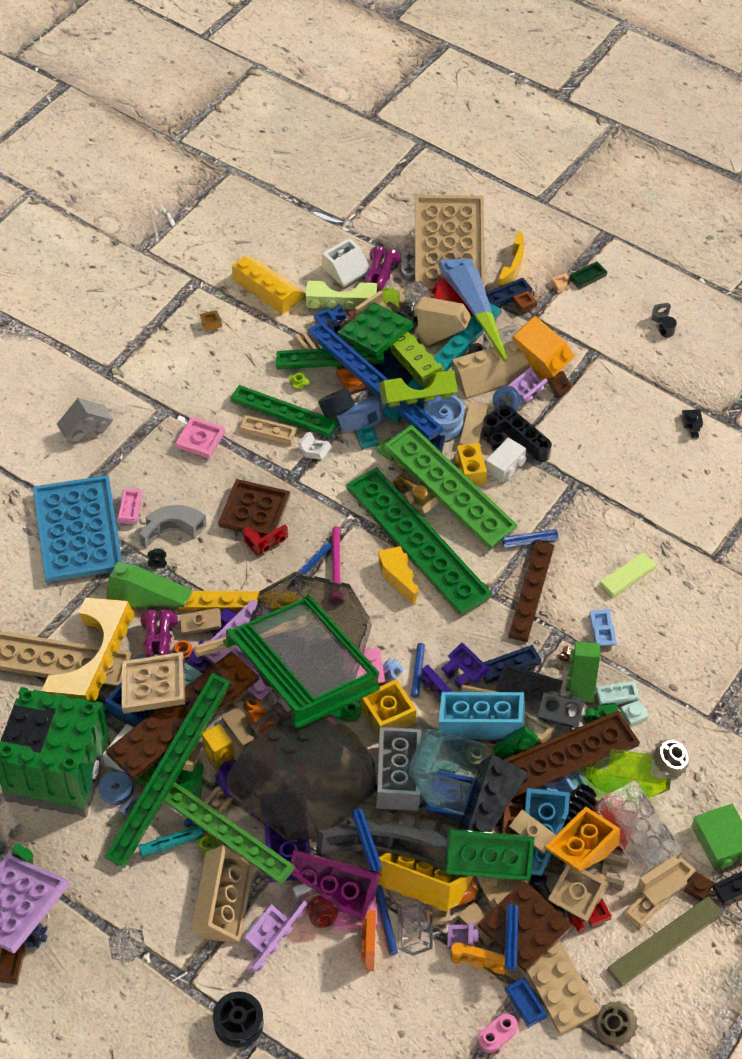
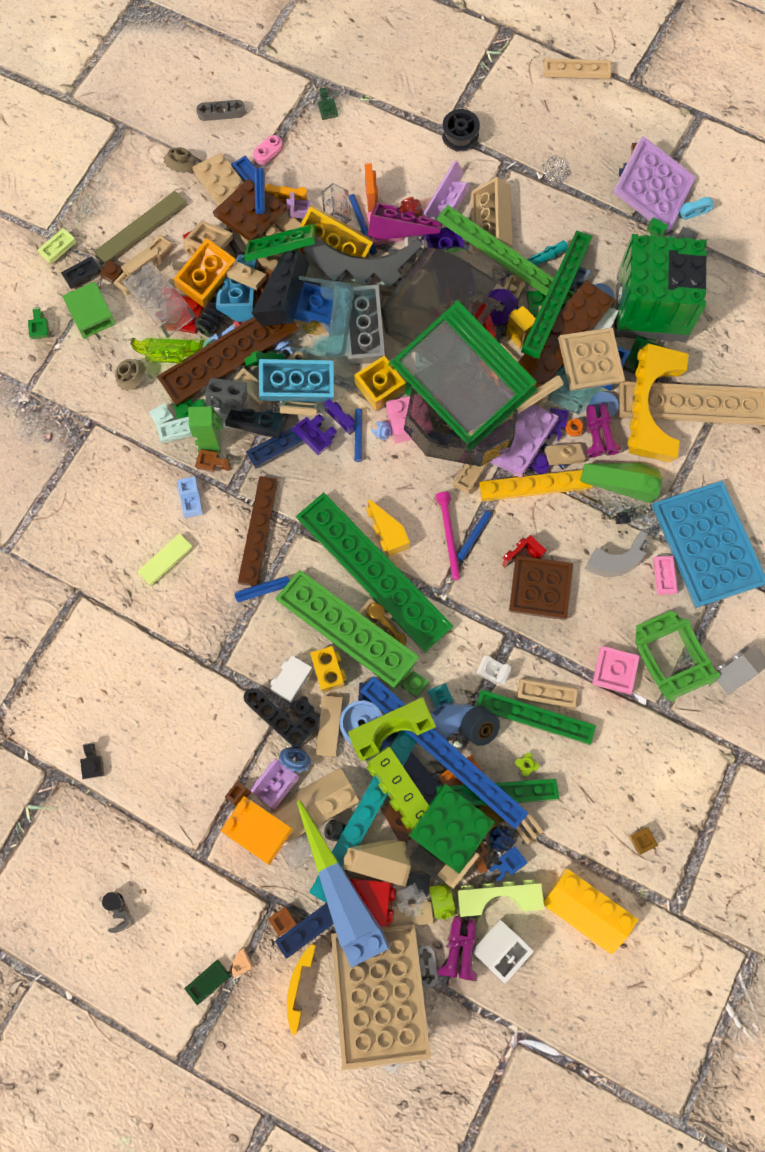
camera: 175 degrees right, 20 degrees up
(140, 416) = (686, 680): none -> bright green wedge
(366, 840) = (382, 247): blue axle -> none

